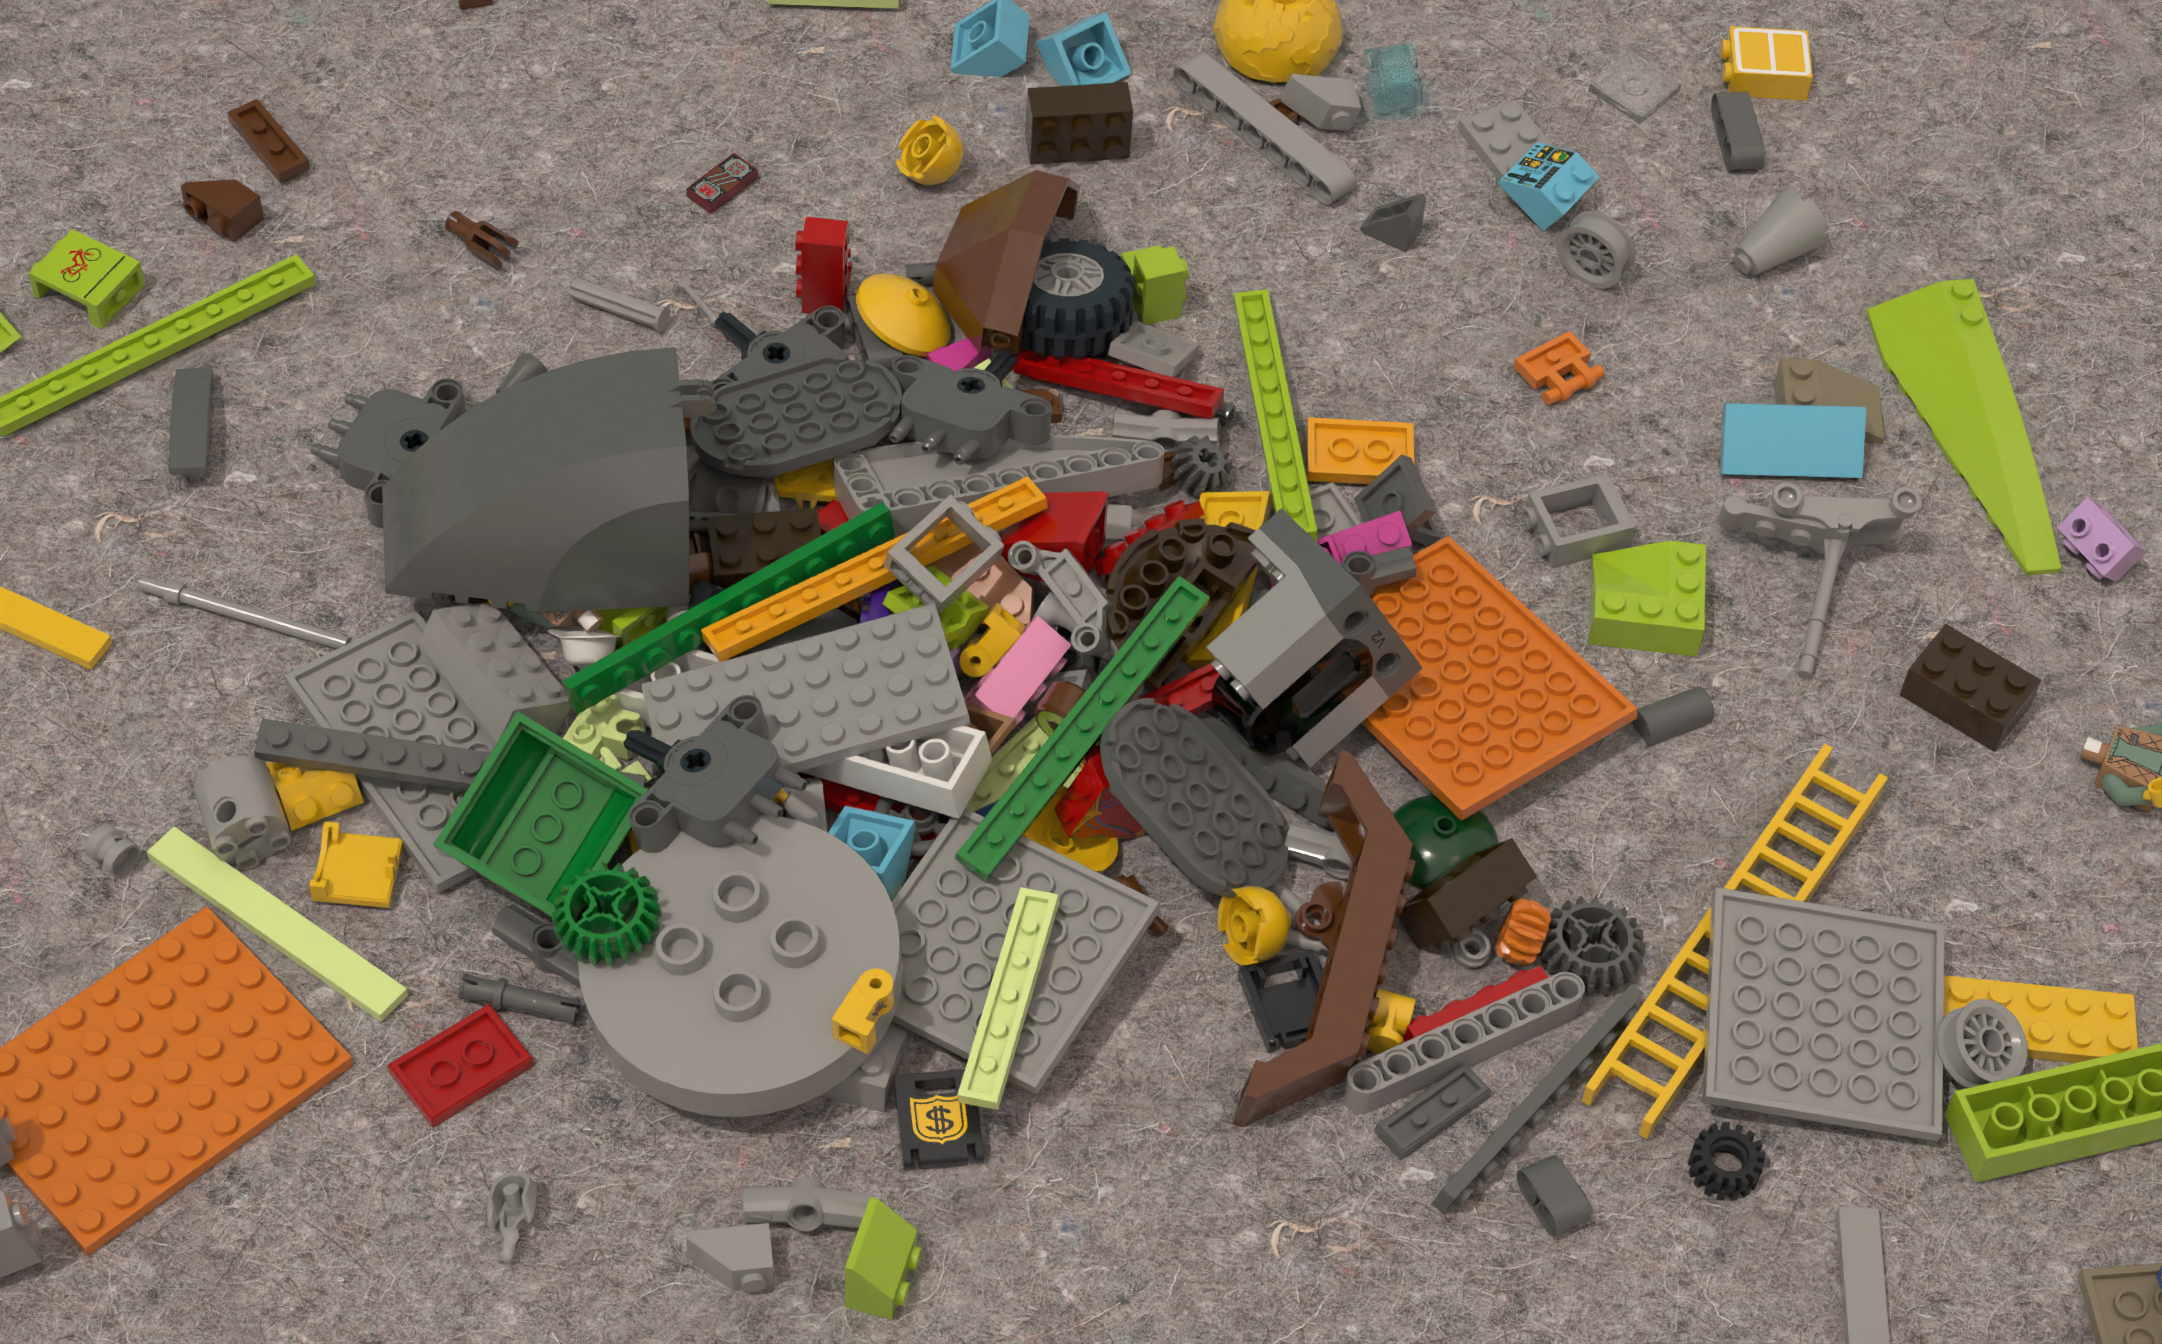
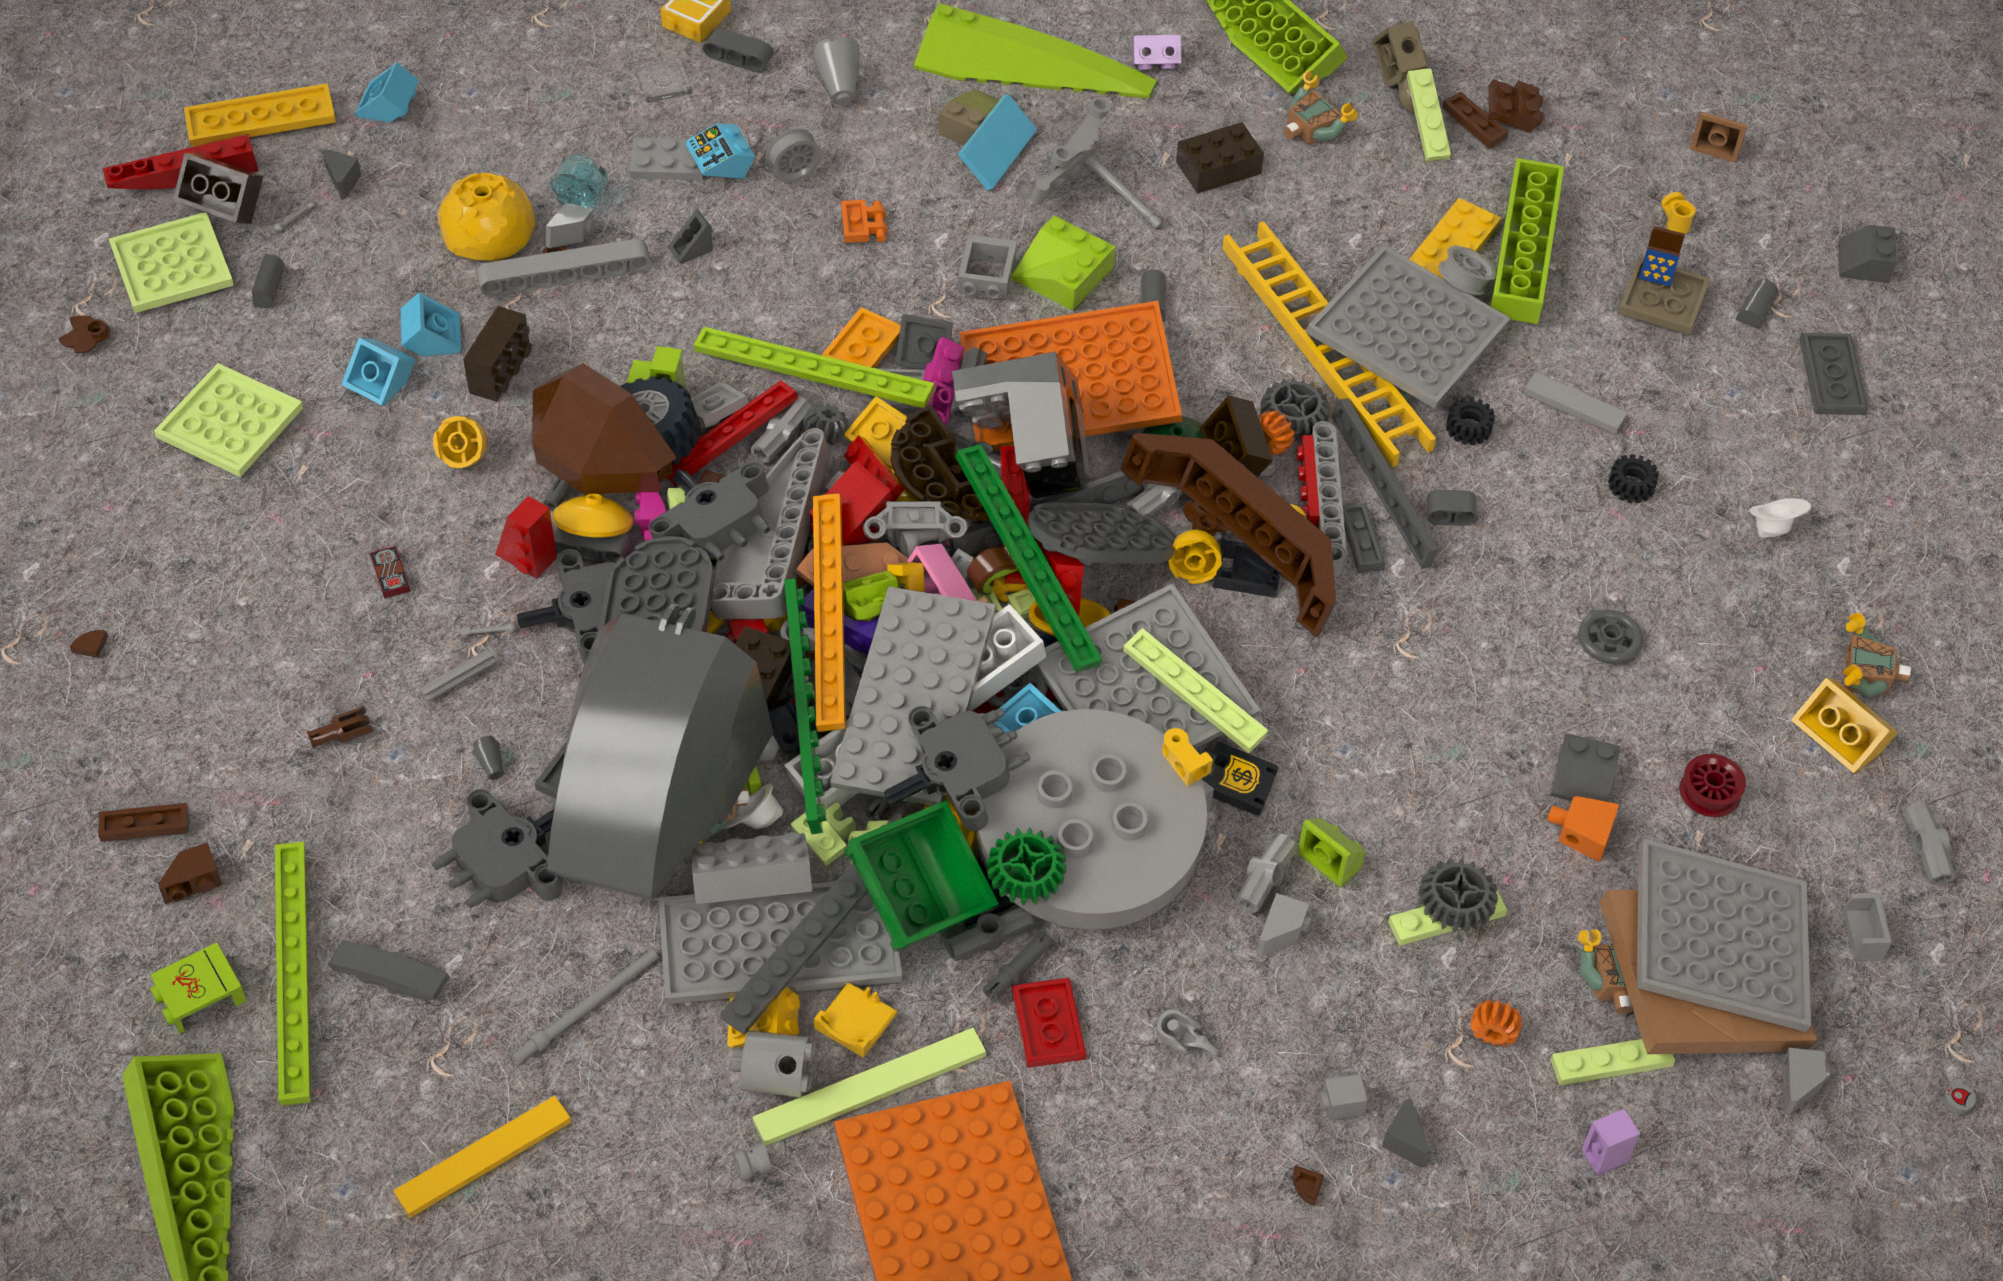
camera: 60 degrees left, 0 degrees up
(919, 579) = (855, 587): light grey window -> none

